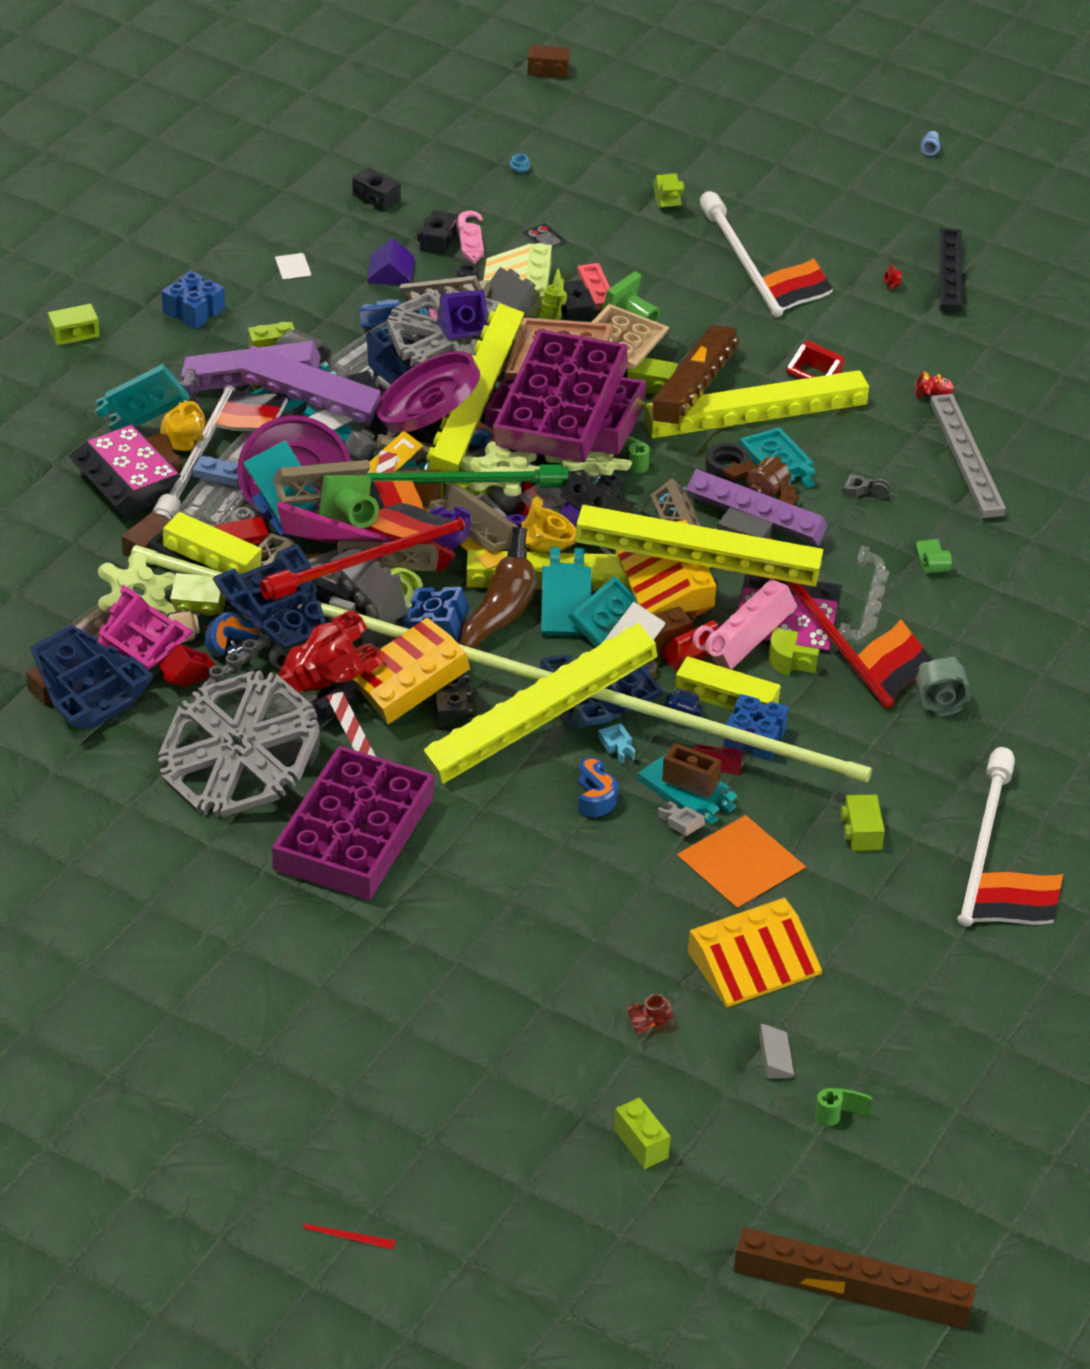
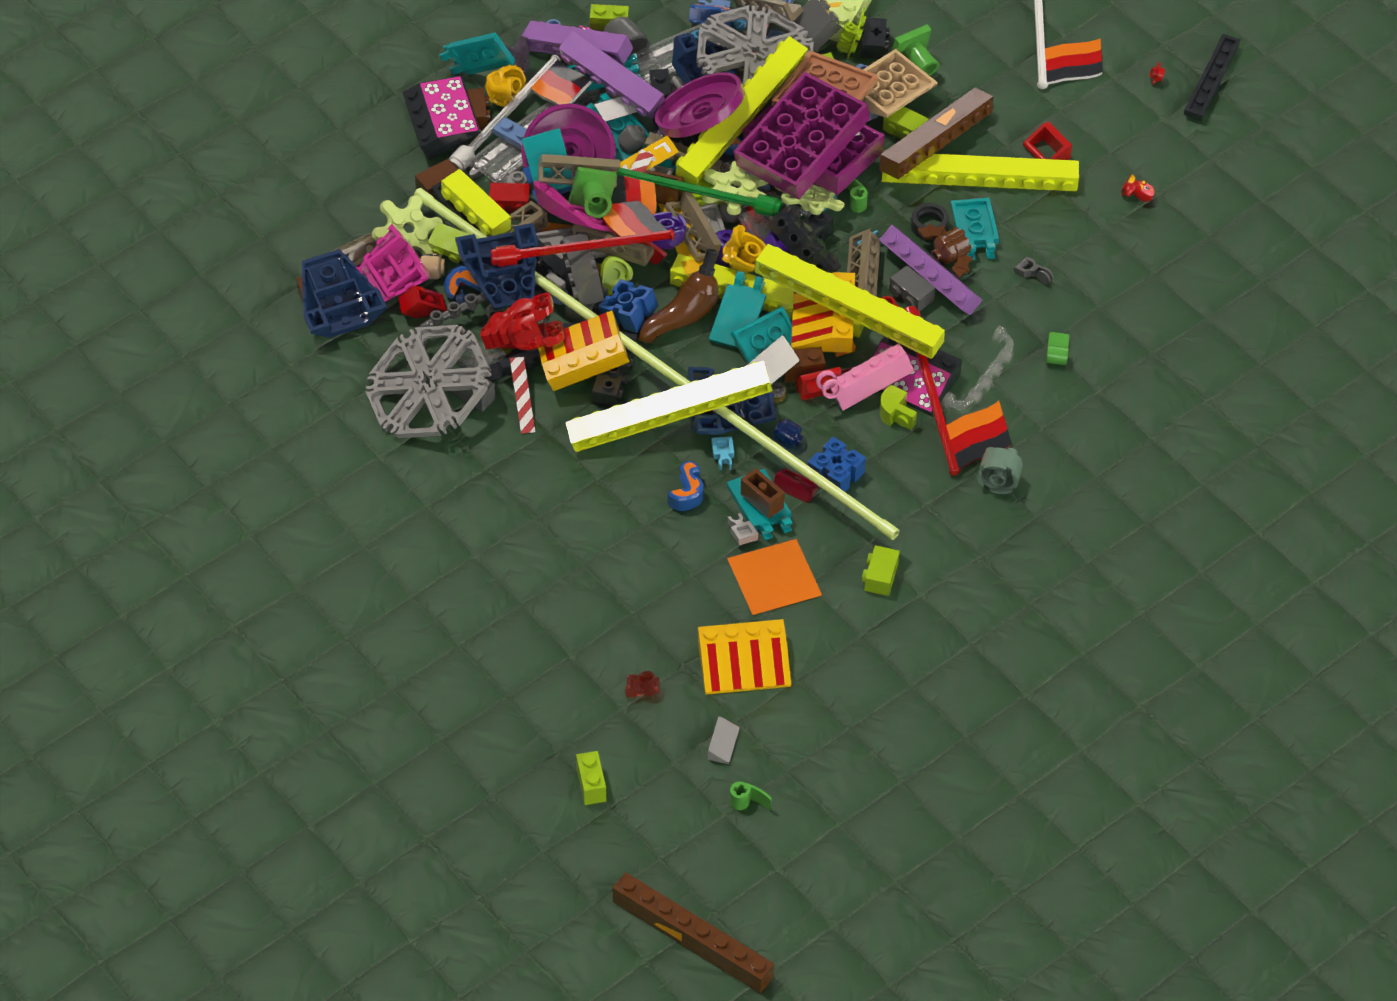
camera: 20 degrees right, 10 degrees up
(353, 822) = (489, 469): magenta brick -> none
(377, 1241) = (370, 807): red sticker -> none
(462, 314) = (760, 36): dark purple slope -> none
(596, 282) = (900, 20): coral plate -> none
(721, 685) = (827, 423): neon yellow brick -> none
(967, 456) = (1133, 262): light grey plate -> none
(1005, 894) = (969, 661): flag -> none

